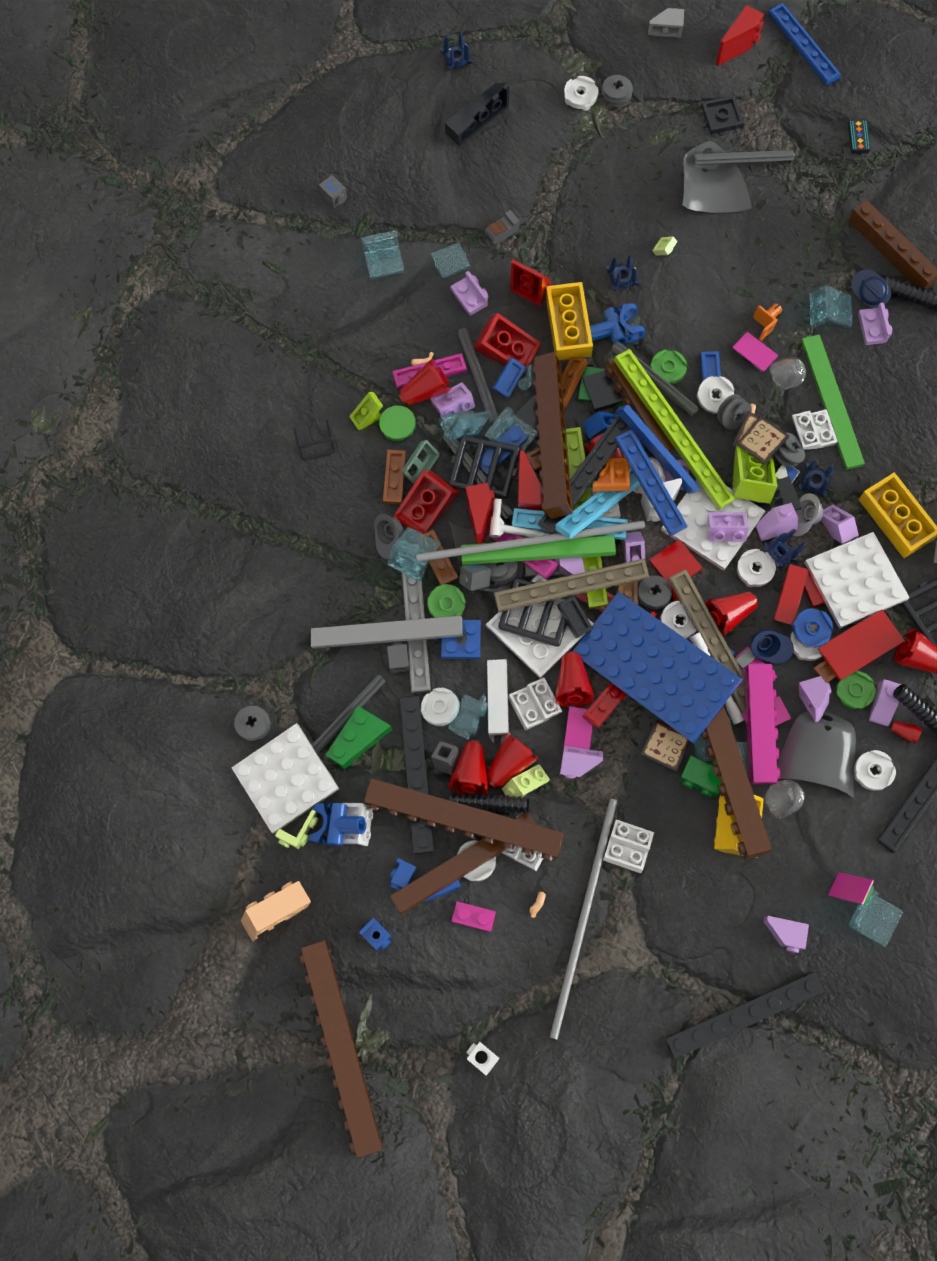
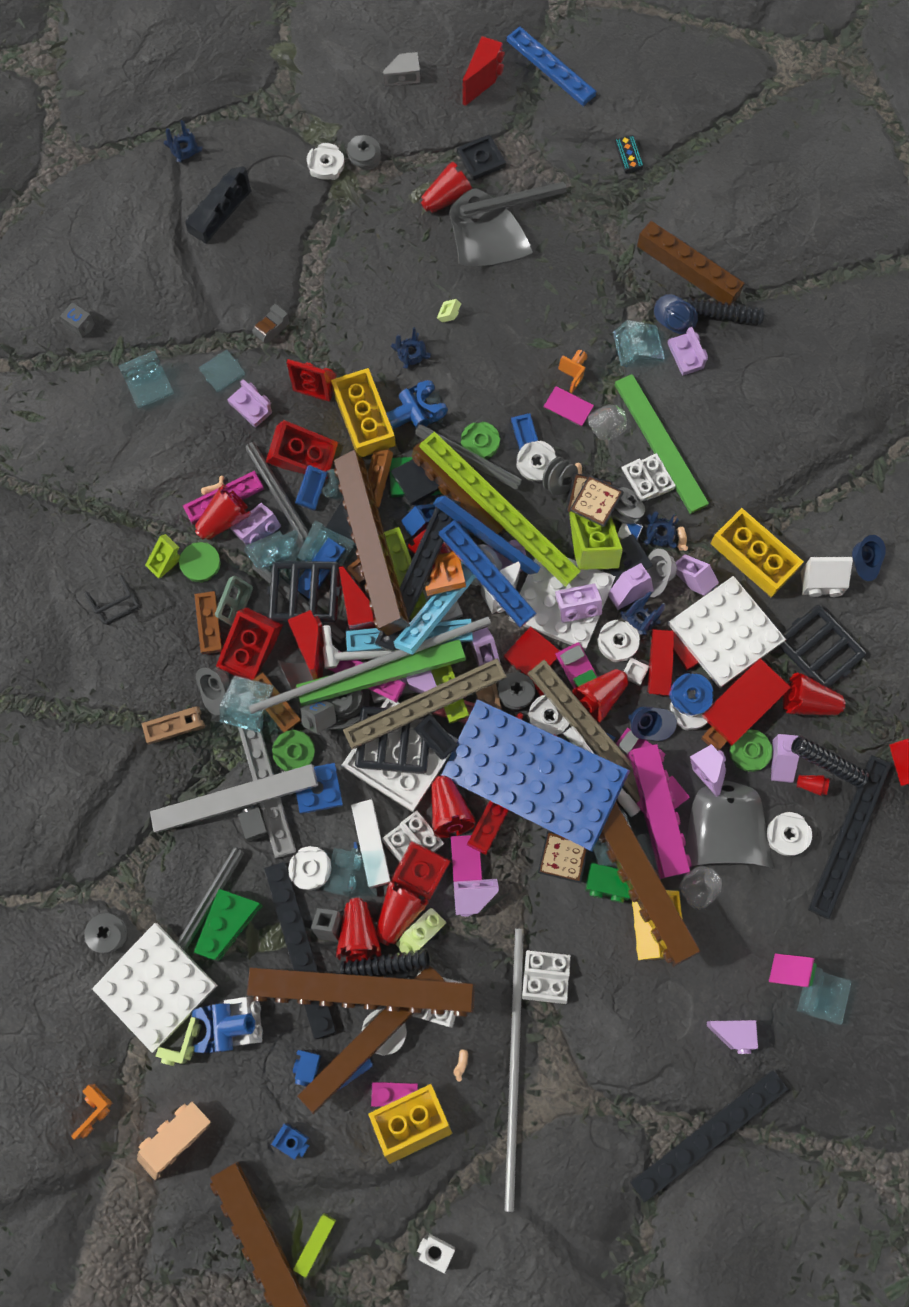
camera: 15 degrees left, 0 degrees up
(215, 860) = (94, 1098): none -> orange bracket
(345, 559) = (172, 725): none -> medium nougat plate
(378, 1026) = (314, 1245): none -> lime piece
(483, 943) = (410, 1124): none -> yellow slope
(537, 729) = (420, 870): none -> red tile
(684, 137) = (445, 189): none -> red cone
(713, 581) = (576, 665): none -> piece
(766, 598) = (636, 671): none -> white tile
(834, 489) = (682, 539): none -> light nougat piece

